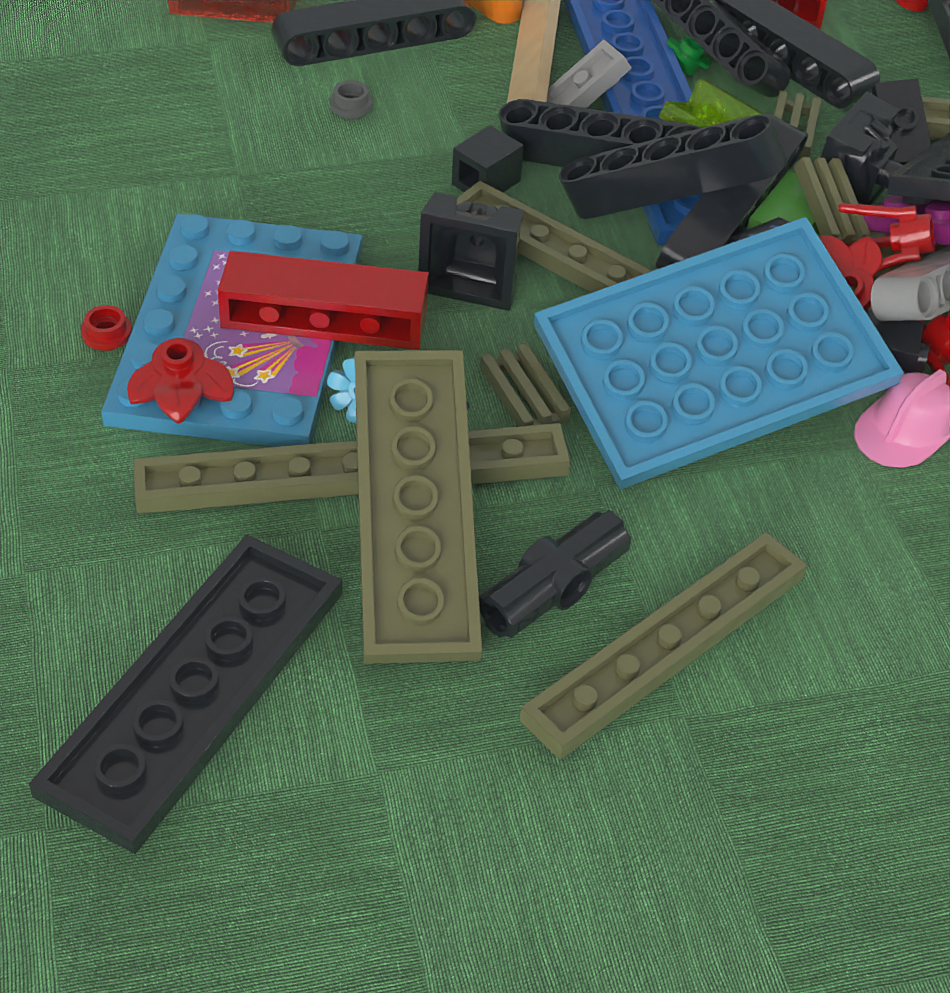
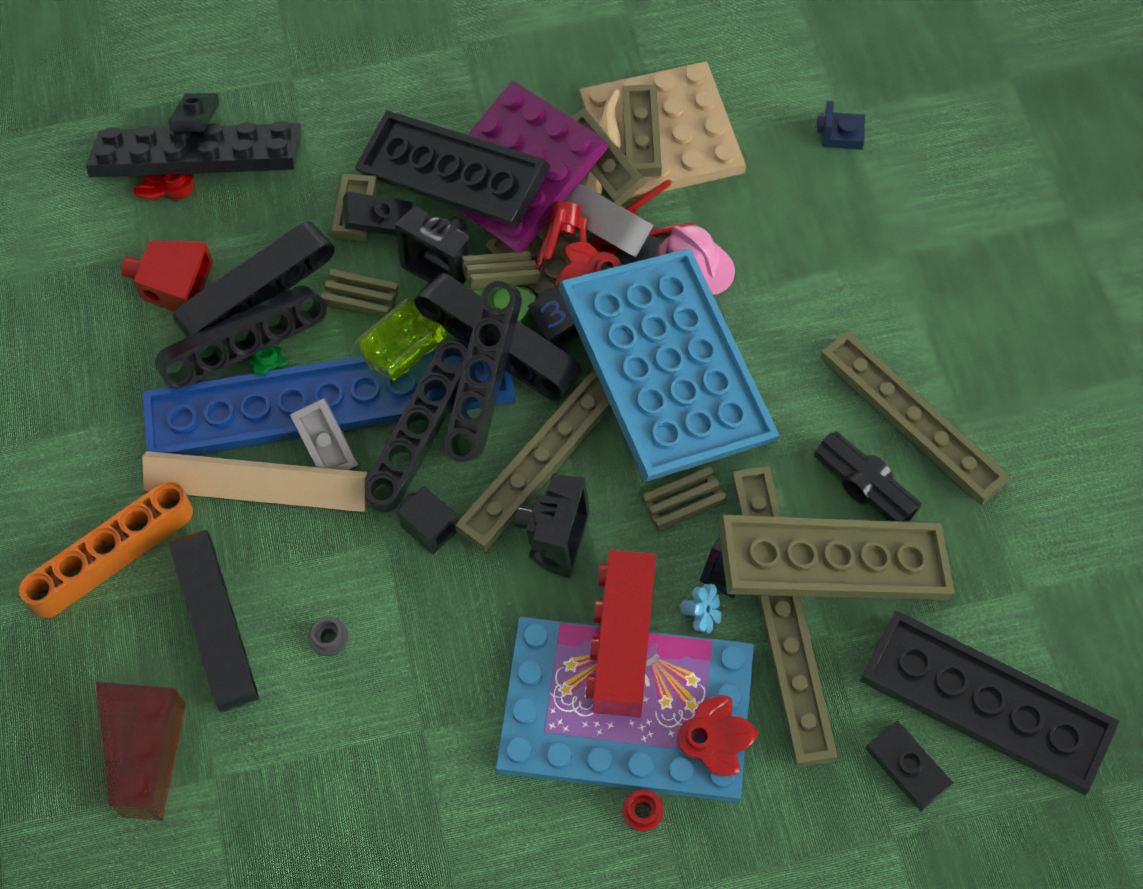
camera: 85 degrees left, 15 degrees up
(116, 590) = (909, 765): none -> black plate

